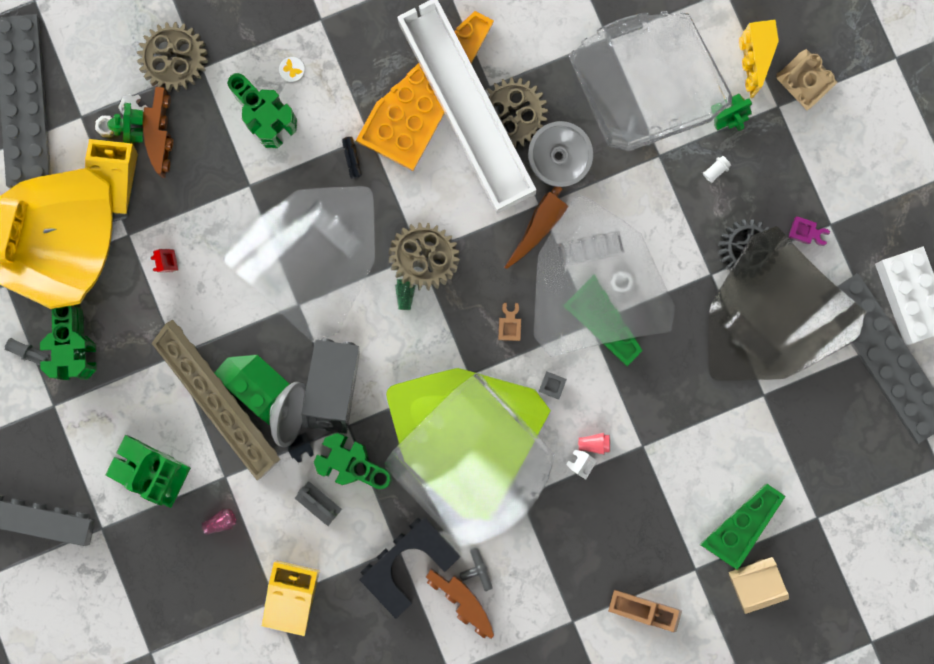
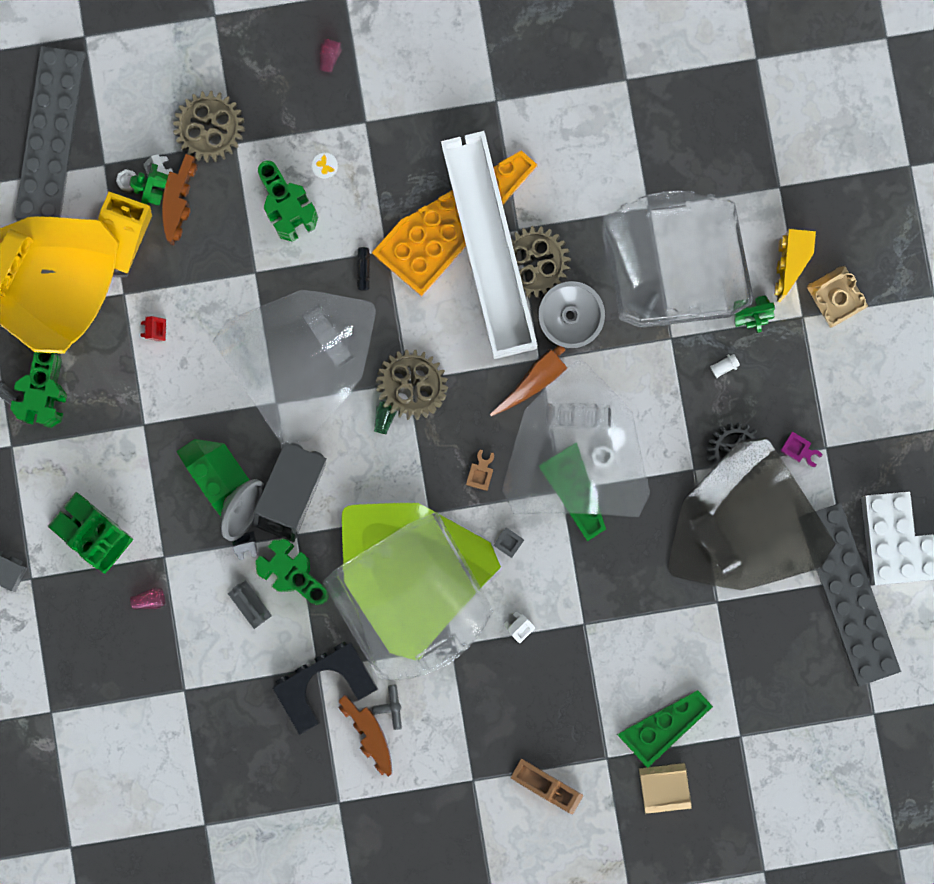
camera: 15 degrees right, 0 degrees up
(215, 400) = (172, 478): dark tan plate -> none
(289, 597) = (200, 690): yellow slope -> none
(596, 443) = (537, 610): coral cone -> none

